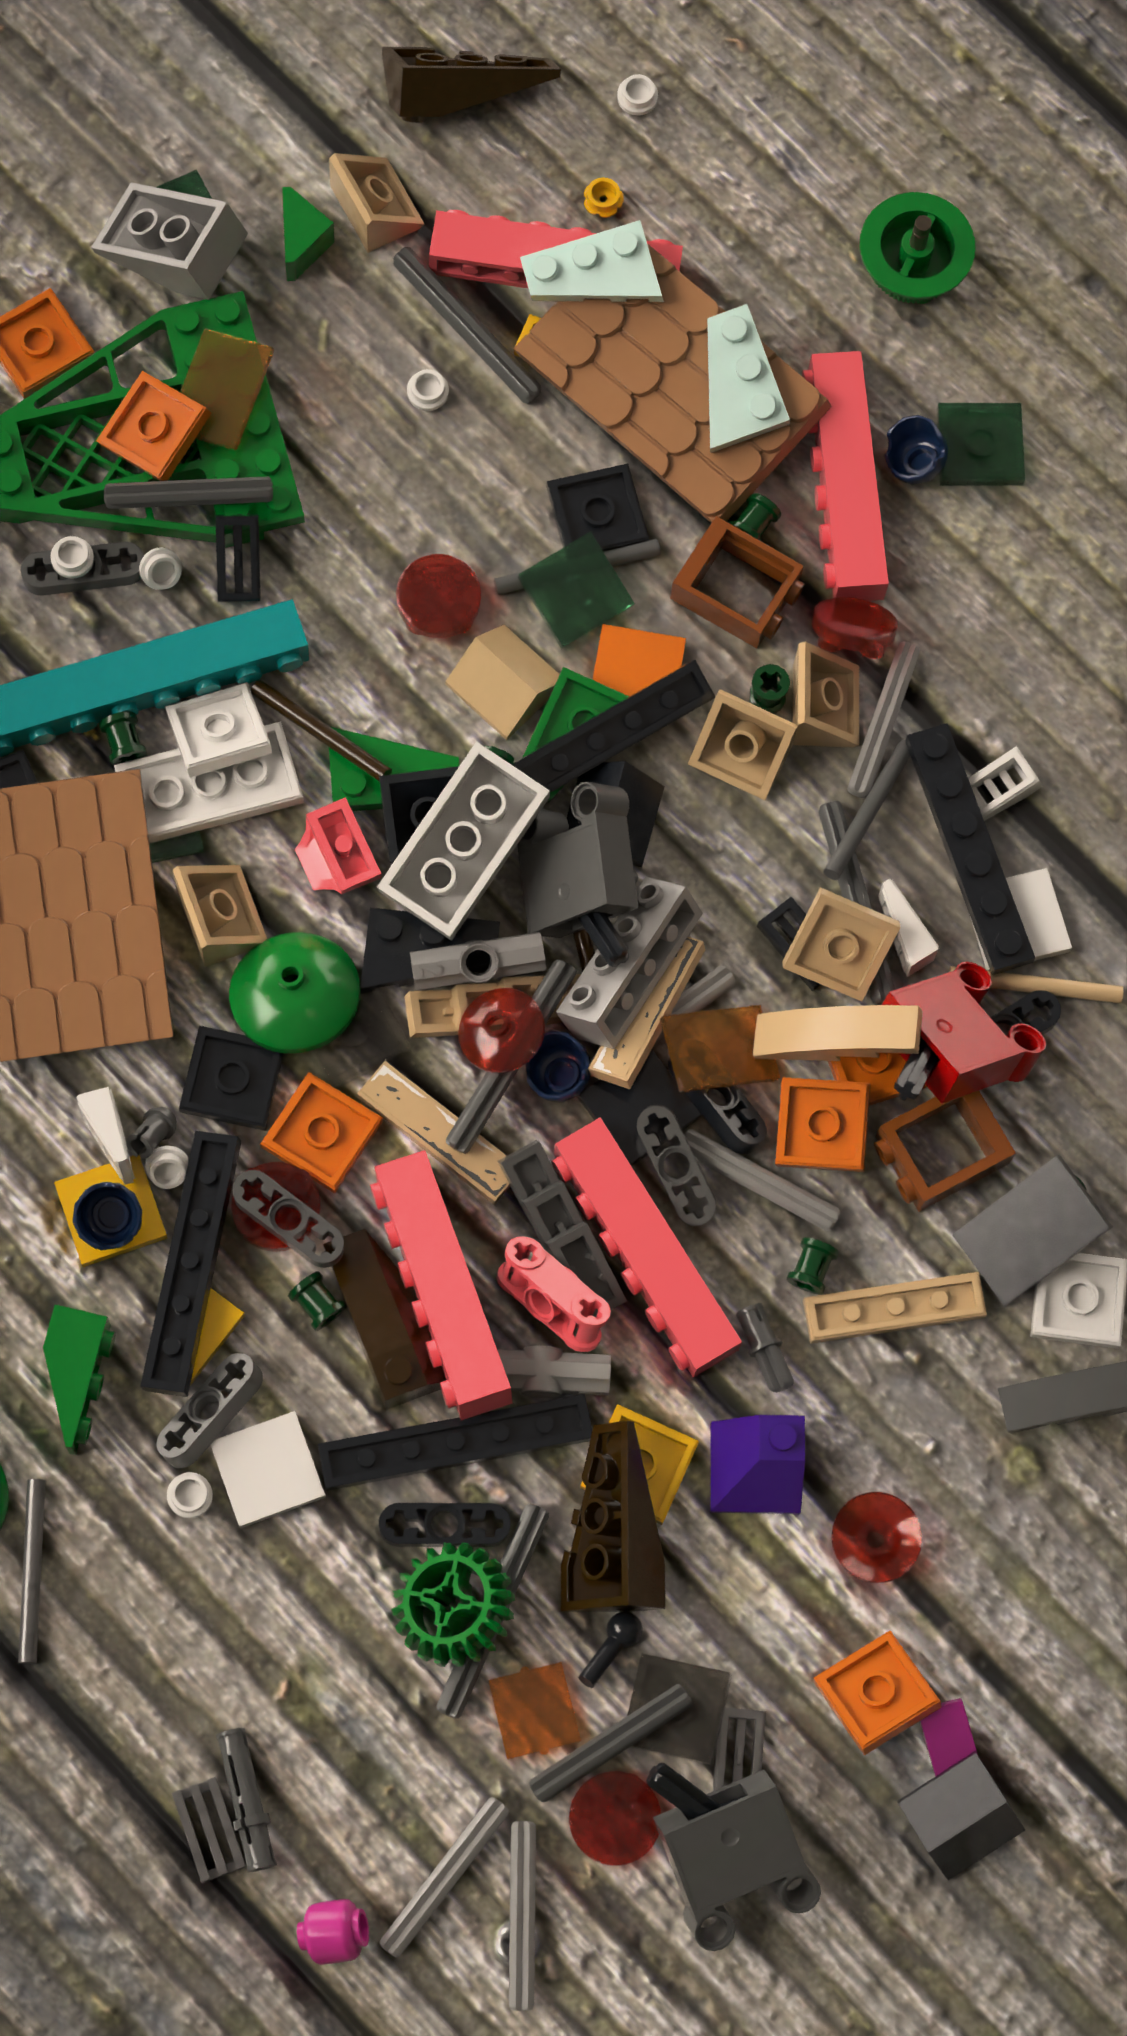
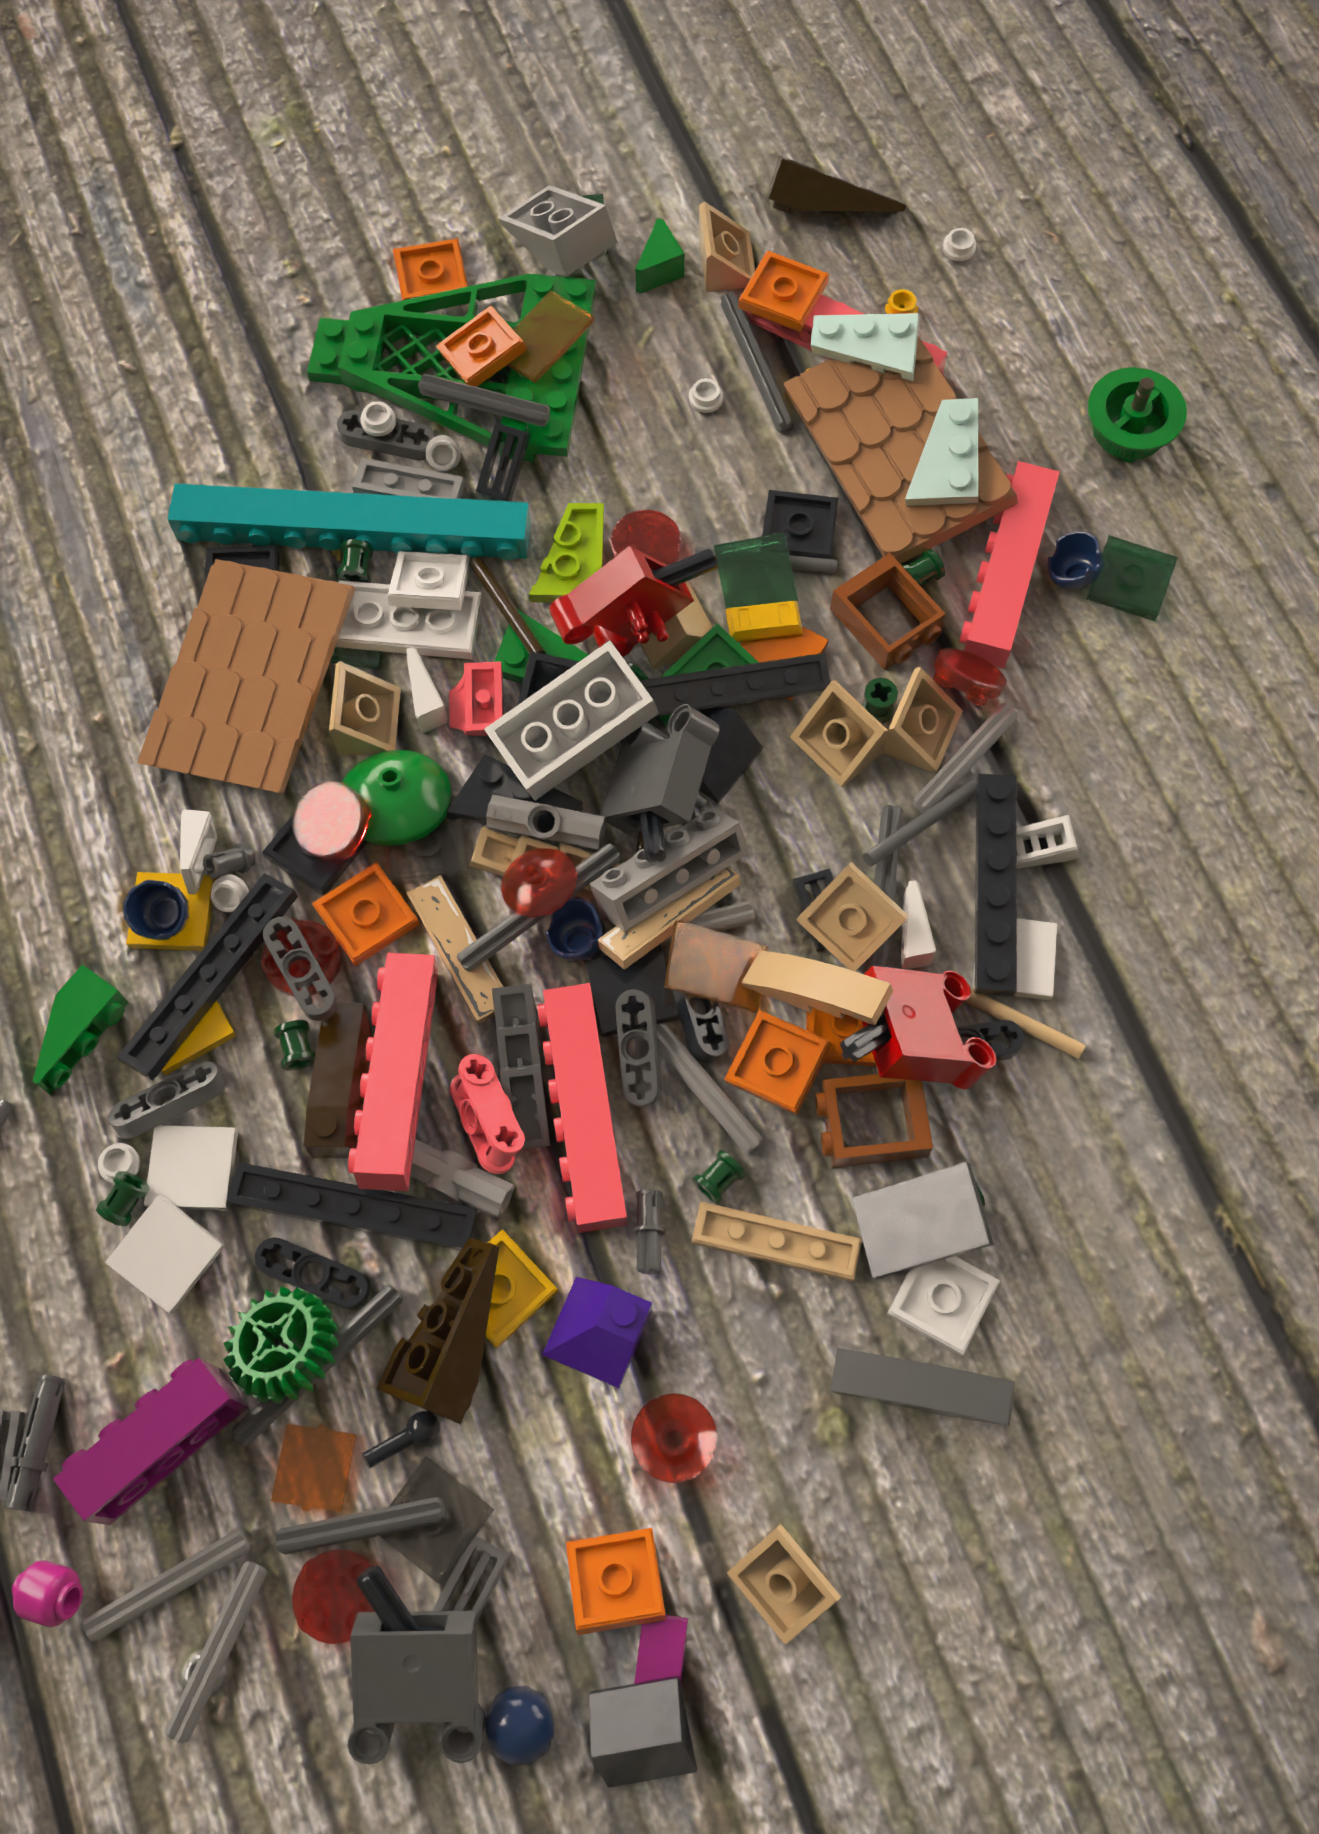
camera: 30 degrees right, 5 degrees down
(135, 621) = (401, 480): none -> light grey plate
(216, 1528) = (122, 1198): none -> dark green bush
(247, 1047) = (331, 820): none -> clear red tile
(281, 870) = (427, 702): none -> white slope
(286, 1565) = (165, 1254): none -> white tile
(368, 642) = (574, 553): none -> lime wing
(373, 1745) = (149, 1442): none -> magenta brick
(469, 234) = (783, 290): none -> orange tile
(469, 683) = (629, 599): none -> red piece
(608, 642) = (764, 621): none -> yellow tile
(843, 1860) = (519, 1726): none -> dark blue hair
(1037, 1628) = (783, 1584): none -> tan slope

